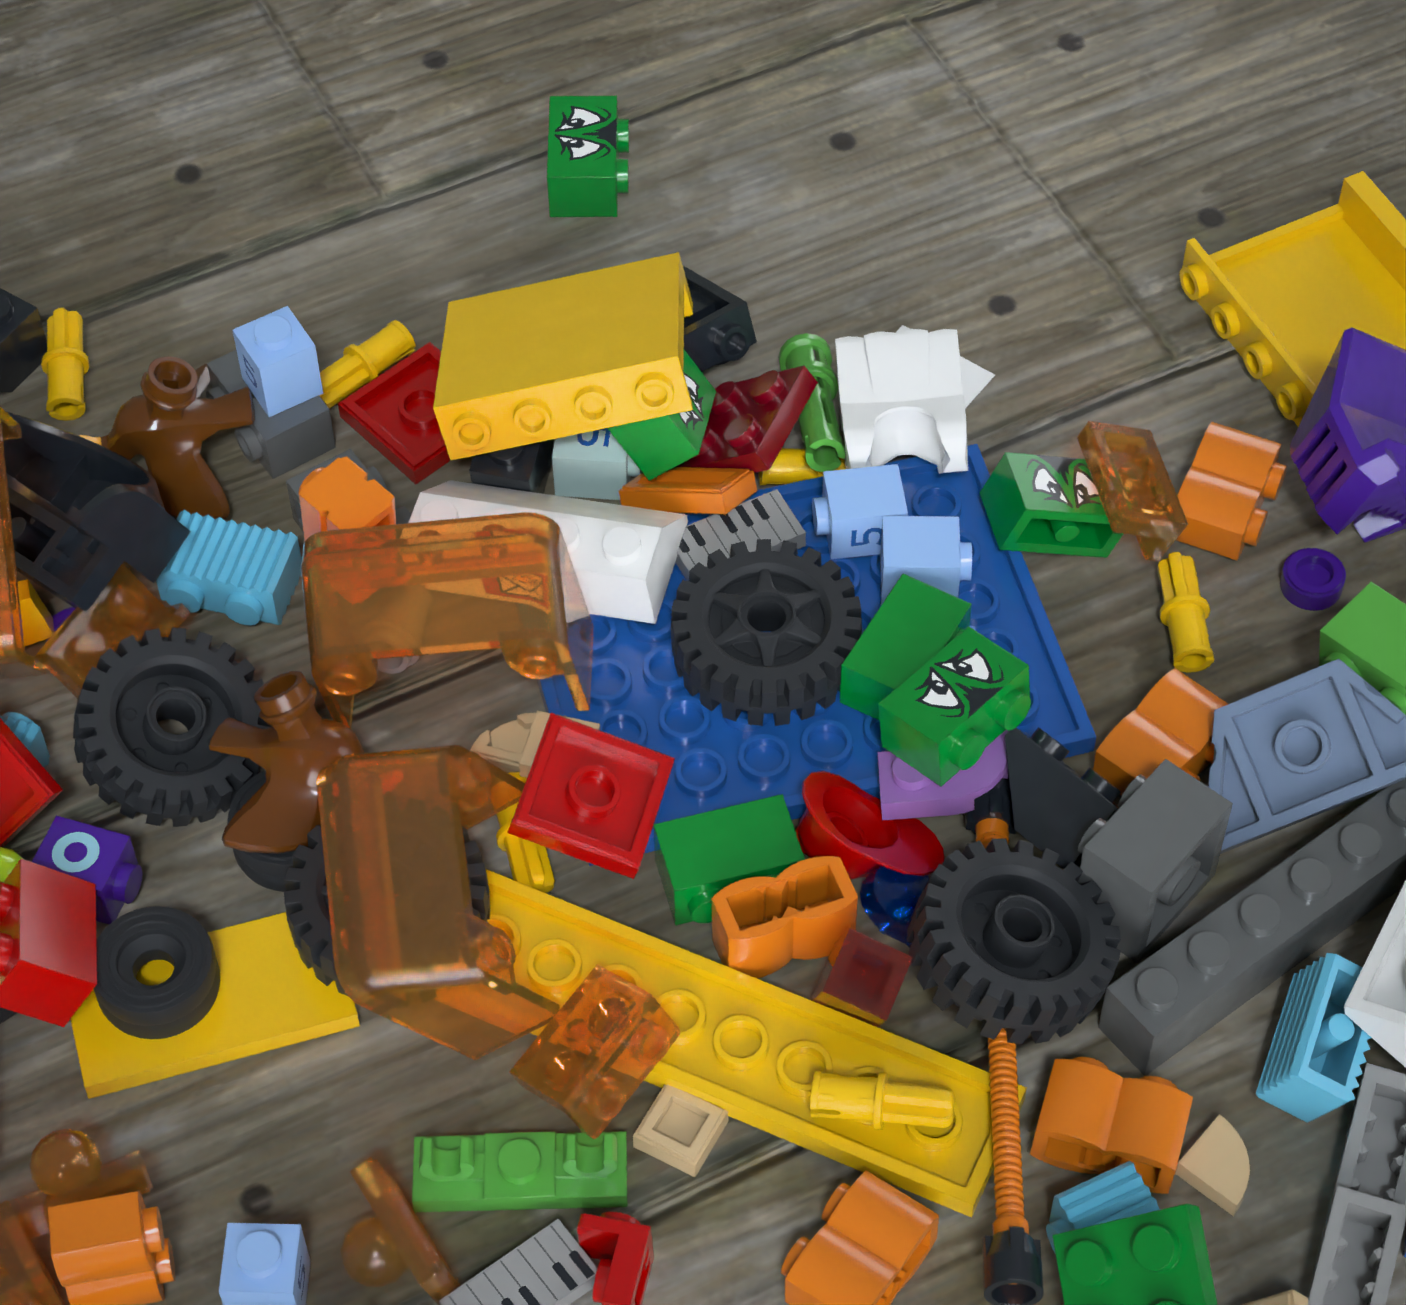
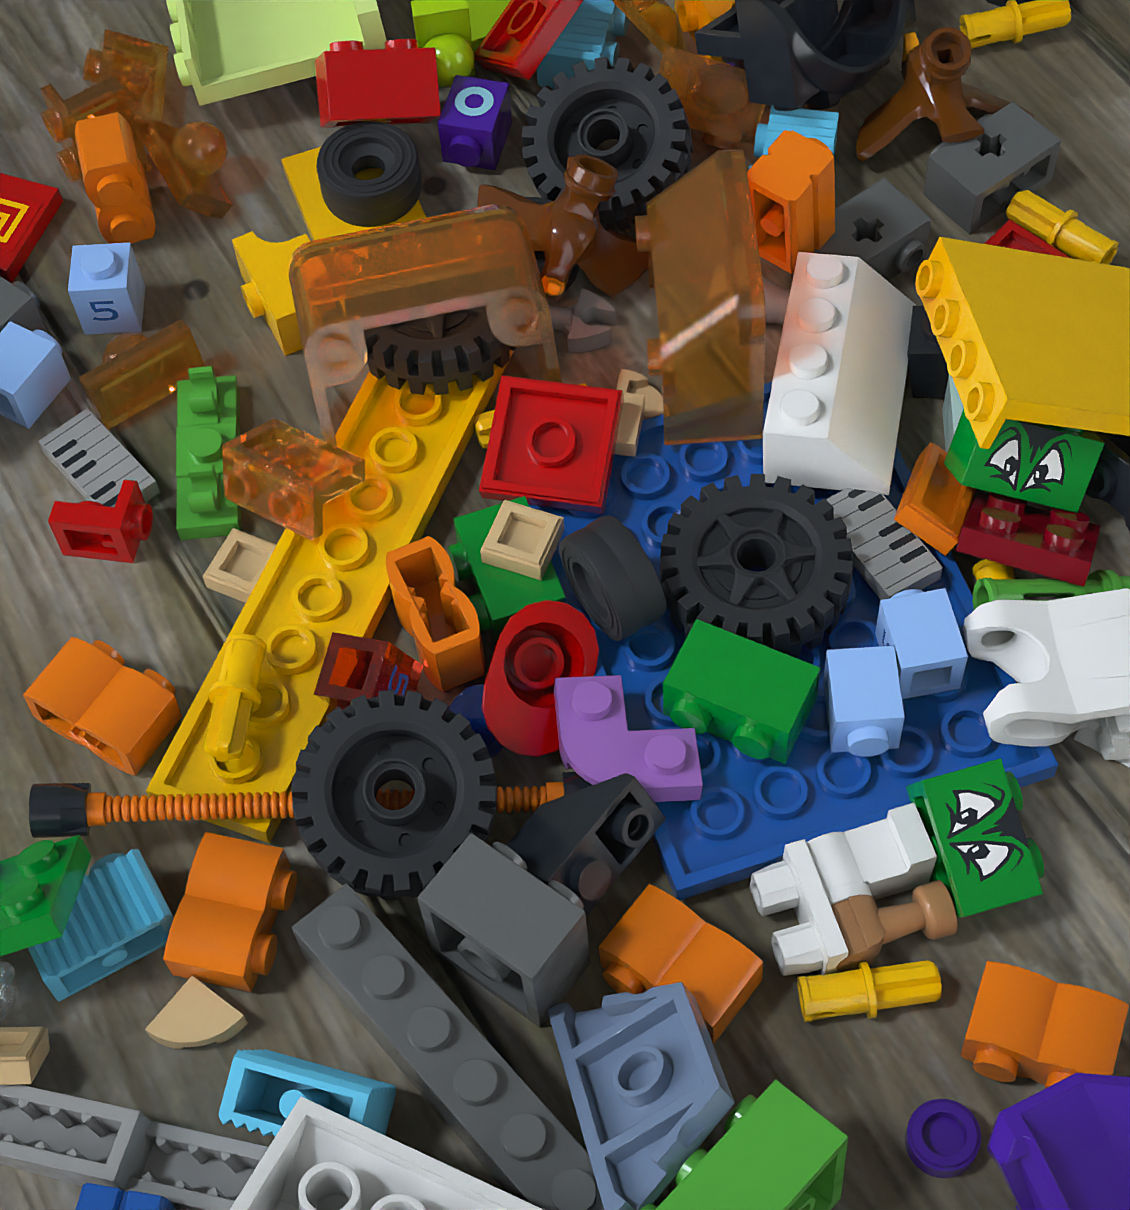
camera: 90 degrees right, 5 degrees up
(278, 361) = (1002, 133): light blue brick -> none
(298, 1079) = (268, 285): none -> yellow brick
(716, 821) = (522, 540): none -> tan tile
(781, 736) = (612, 577): none -> black tyre
(955, 706) = (645, 717): green brick -> none
(1106, 624) = (834, 893): none -> white hips
(1133, 485) = (996, 902): clear orange bracket -> none

